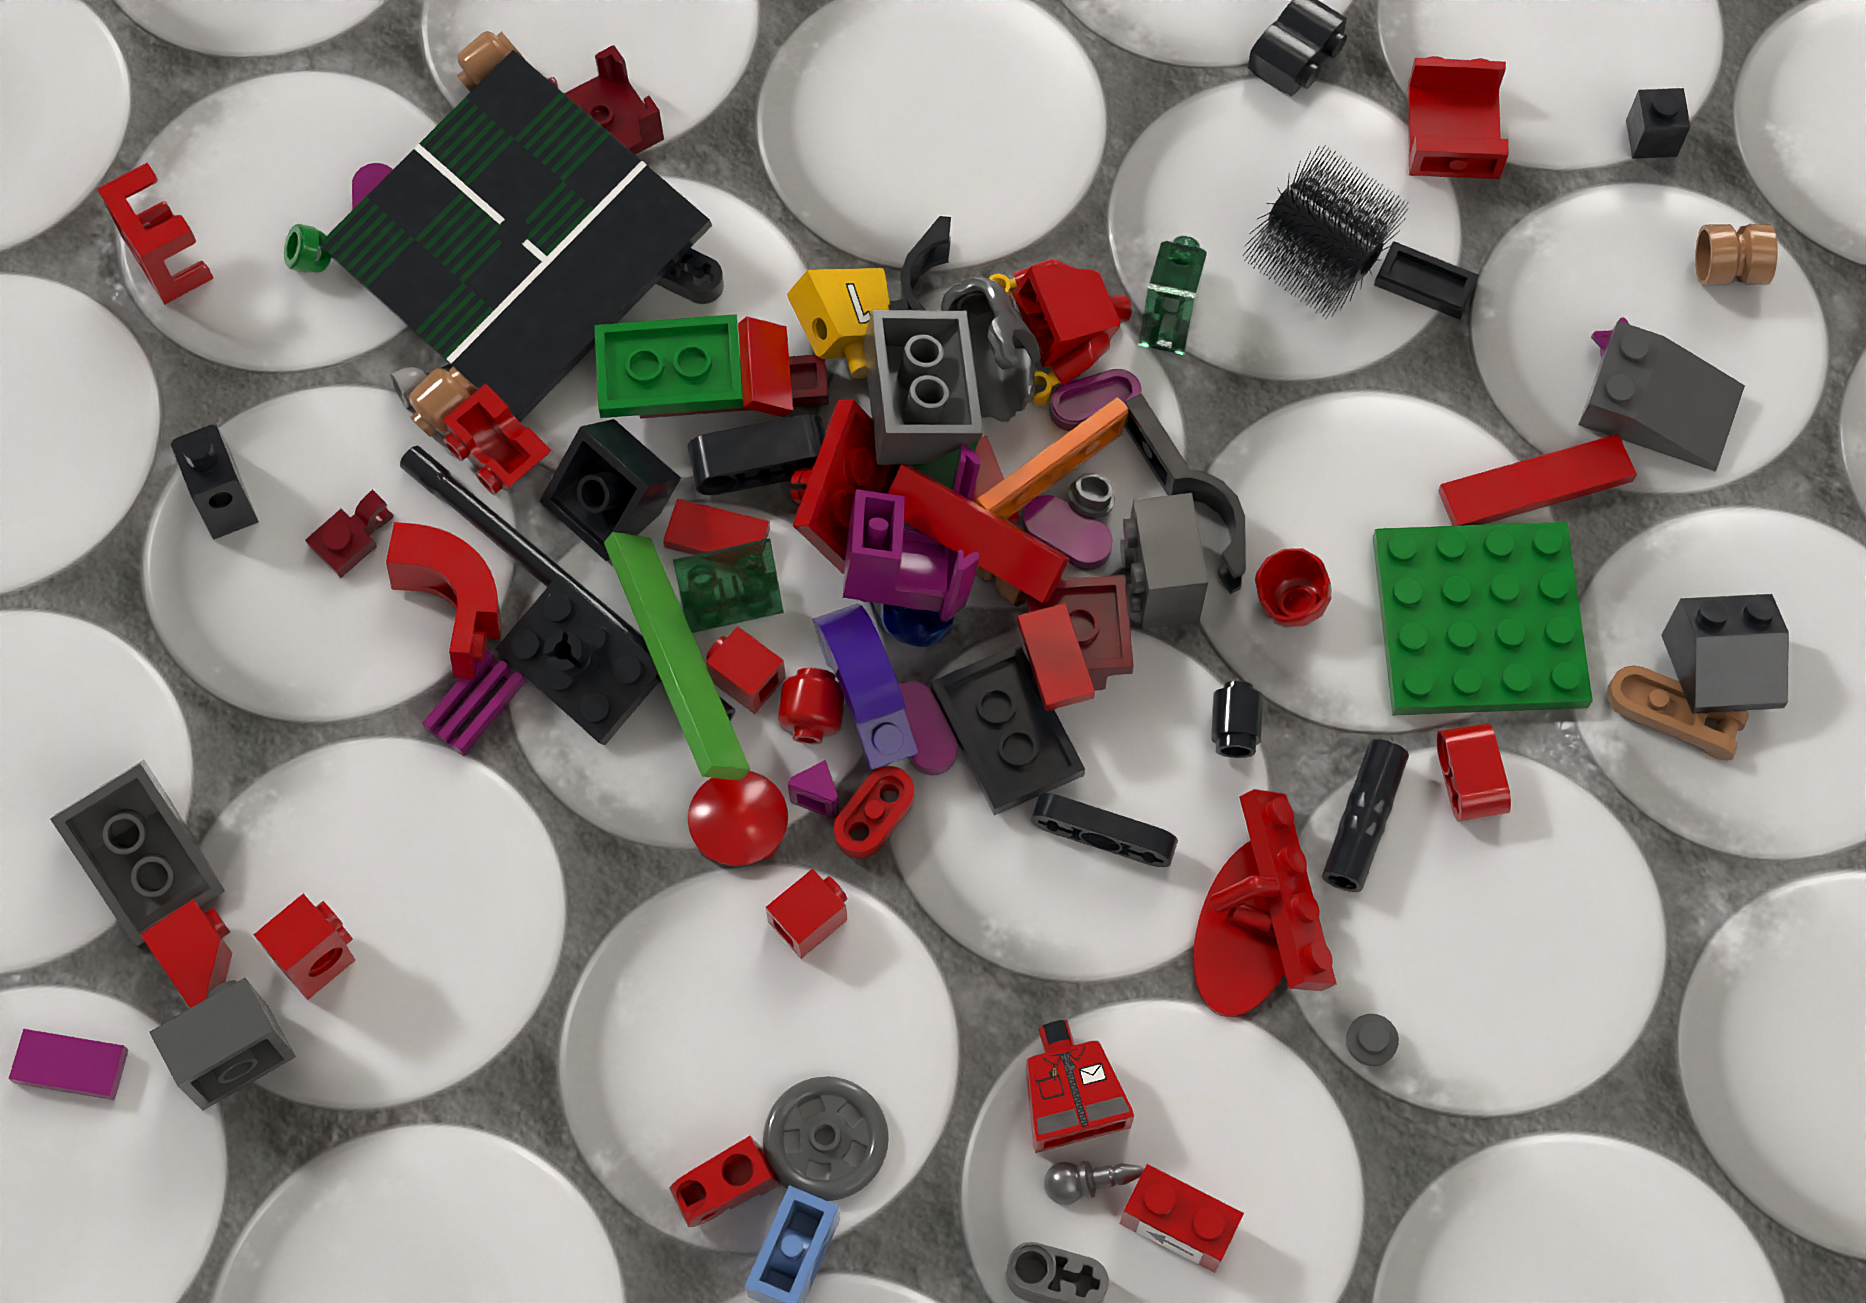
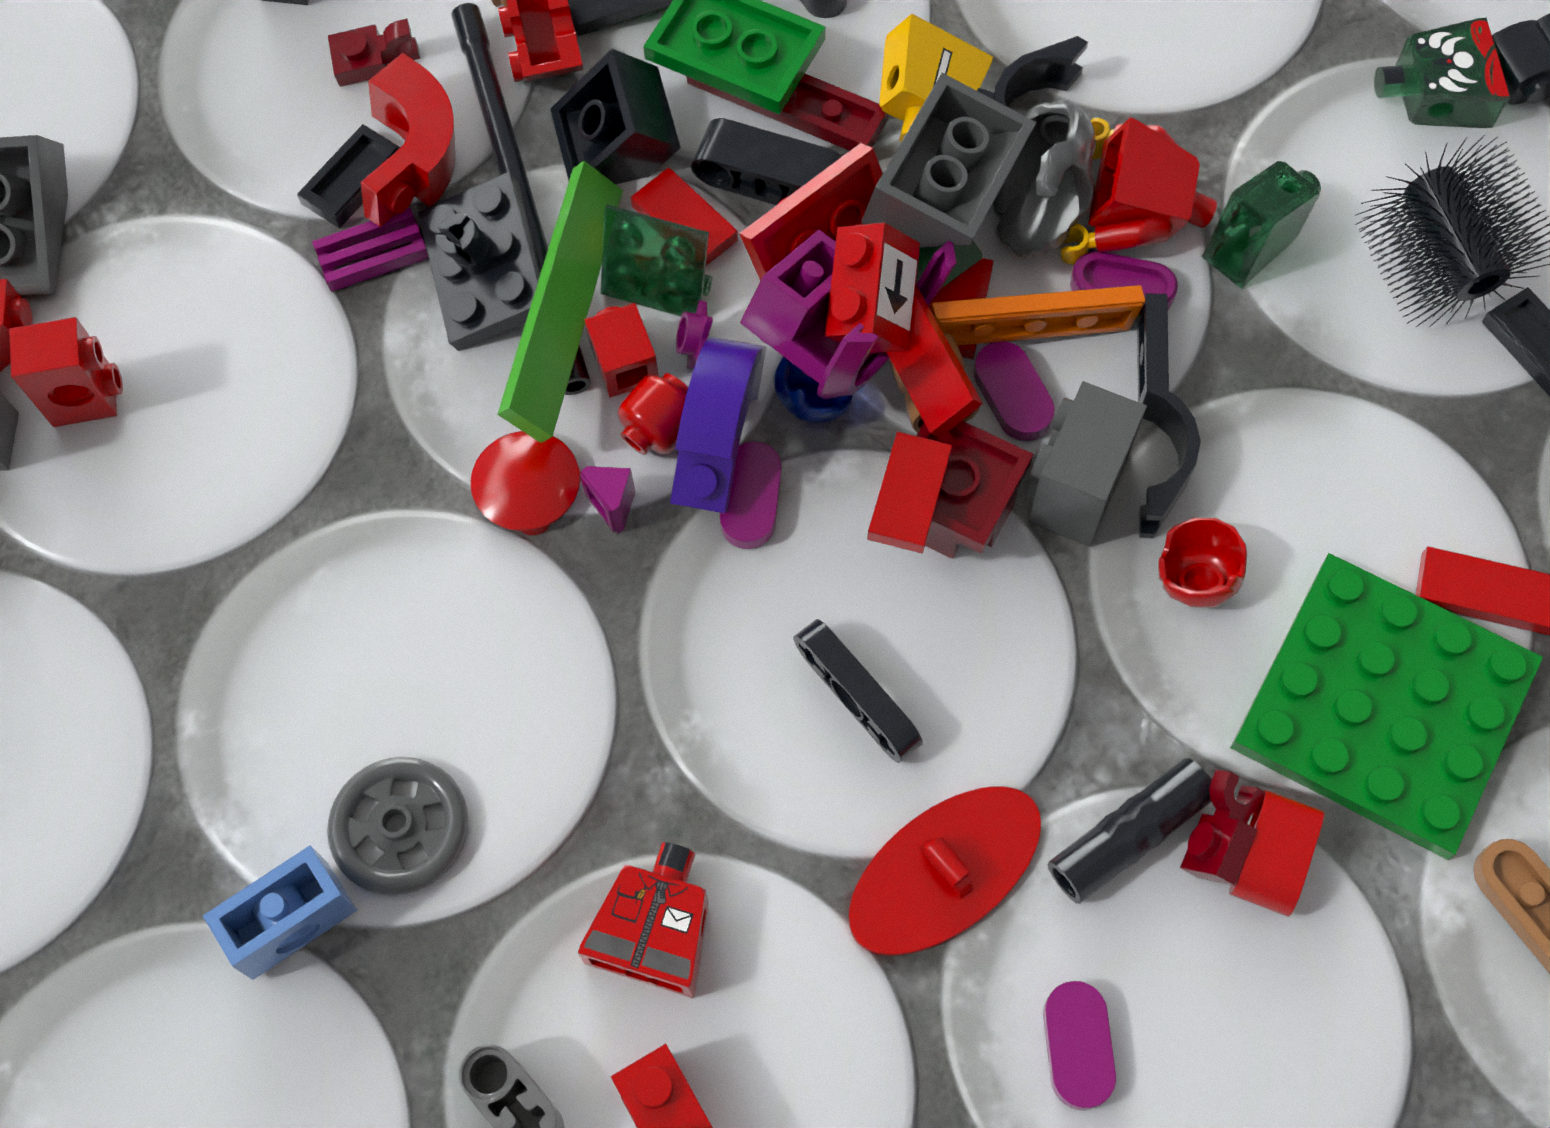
camera: 35 degrees right, 0 degrees up
(410, 649) = (336, 187): none -> black tile
(723, 1182) = (274, 807): red leg -> none
(765, 366) = (821, 87): red tile -> none
(795, 625) = (693, 333): none -> magenta plate
(808, 912) = (523, 602): red brick -> none
(873, 814) = (648, 543): red plate -> none
(931, 514) = (873, 285): none -> red brick
(1005, 730) = (820, 543): black plate -> none
(1068, 1182) = (594, 1013): flat silver bar -> none
(1091, 495) = (1058, 368): dark grey plate -> none
(1236, 100) = (1448, 77): none -> clear green torso
(1236, 719) = (1061, 659): black brick -> none
(1286, 890) = (997, 855): red plate -> none
(1372, 1039) = (991, 1062): dark grey plate -> none
(1423, 991) = (1079, 1045): none -> magenta tile
(1433, 784) = (1223, 839): none -> dark red plate

